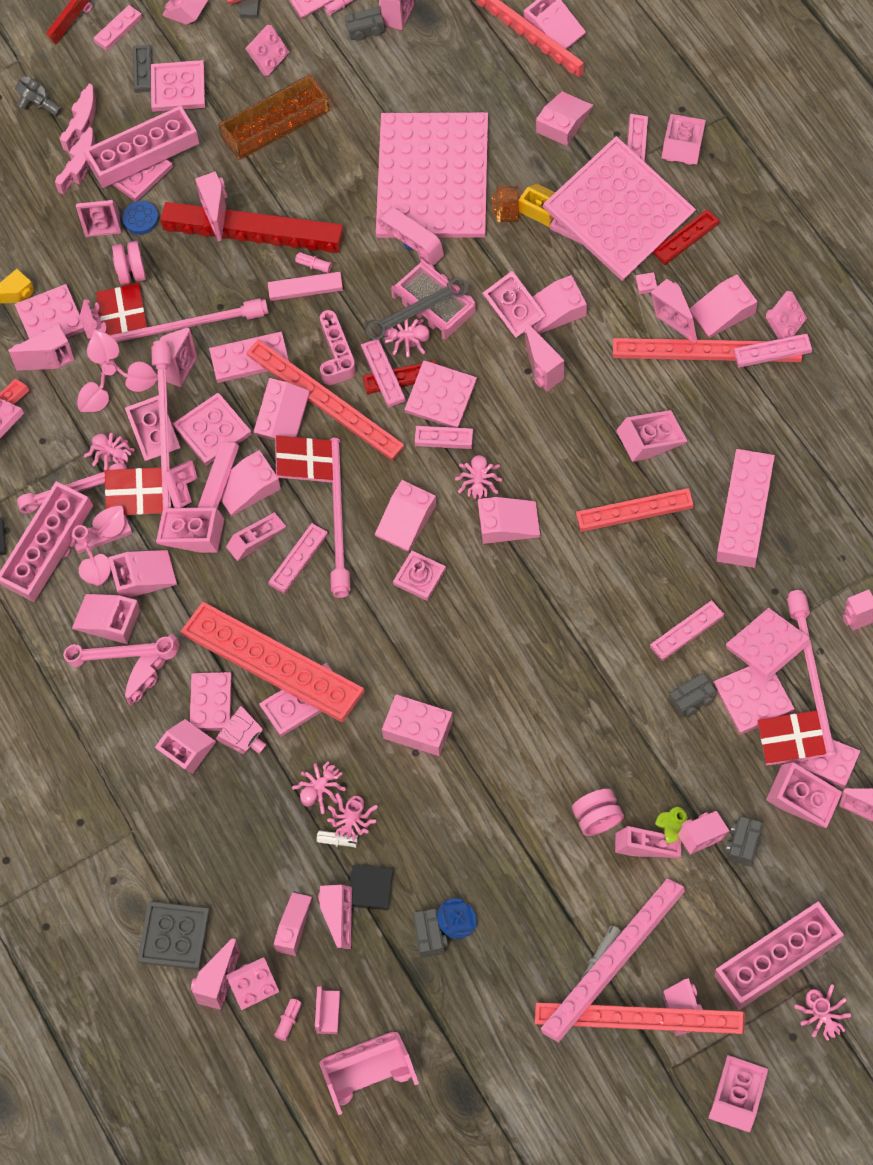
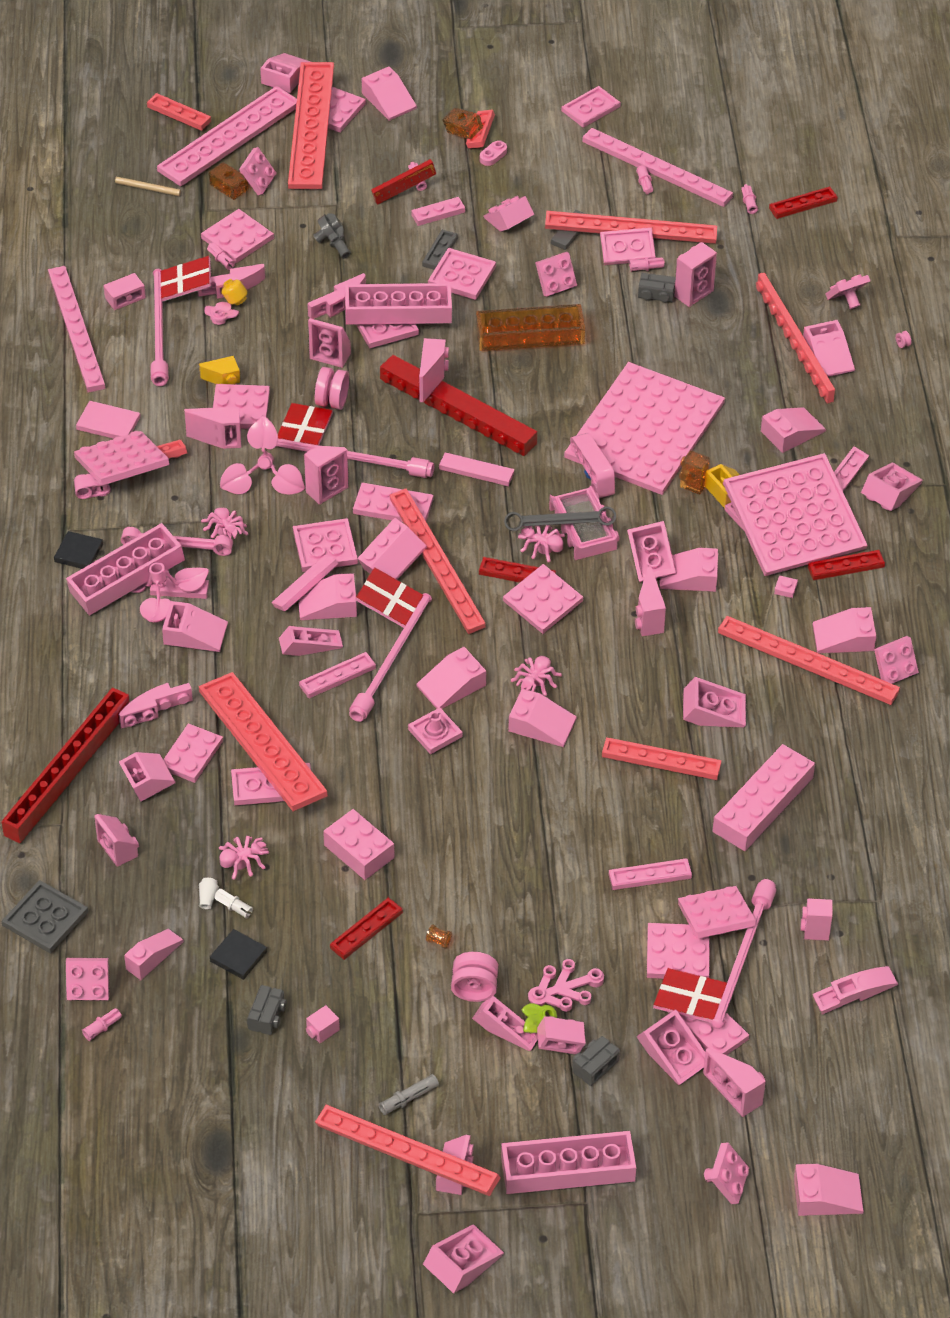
camera: 20 degrees right, 15 degrees down
(83, 115) = (366, 263): bright pink slope -> none
(91, 319) = (276, 417): bright pink hinge -> none
(105, 773) = (64, 766): none -> red brick
(107, 616) = (145, 650): bright pink slope -> none
(120, 651) = (174, 687): bright pink piece -> none
(140, 217) = (365, 361): blue tile -> none
(145, 488) = (240, 566): flag -> none
(146, 427) = (274, 521): bright pink slope -> none
(176, 481) = (267, 569): bright pink plate -> none
(191, 529) = (258, 612): bright pink slope -> none
(195, 826) = (115, 839): none -> bright pink slope
(211, 983) = (49, 960): bright pink slope -> none
(241, 733) = (200, 785): bright pink torso -> none
(308, 839) = (207, 891): none -> white cone
(313, 262) = (495, 453): bright pink axle -> none
(327, 1011) = (138, 1031): bright pink panel -> none
(336, 345) = (470, 541): bright pink beam -> none
(337, 908) = (196, 957): bright pink slope -> none
(351, 815) = (259, 886): bright pink animal -> none
(366, 1065) = (142, 1089): bright pink windscreen -> none
(383, 373) = (502, 560): bright pink tile -> none
(443, 437) = (525, 632): bright pink plate -> none
(456, 918) = (295, 1007): blue tile -> none
(469, 805) = (366, 928): none -> red tile
(487, 923) = (322, 1024): none -> bright pink brick
(539, 783) = (438, 936): none -> clear orange bush
(612, 960) = (414, 1098): bright pink plate -> none
(673, 310) = (794, 610): bright pink slope -> none
(675, 782) = (564, 988): none -> bright pink plant
(692, 696) = (621, 925): dark grey brick -> none
(772, 350) = (867, 682): bright pink tile -> none
(821, 1009) = (581, 1225): bright pink animal -> none

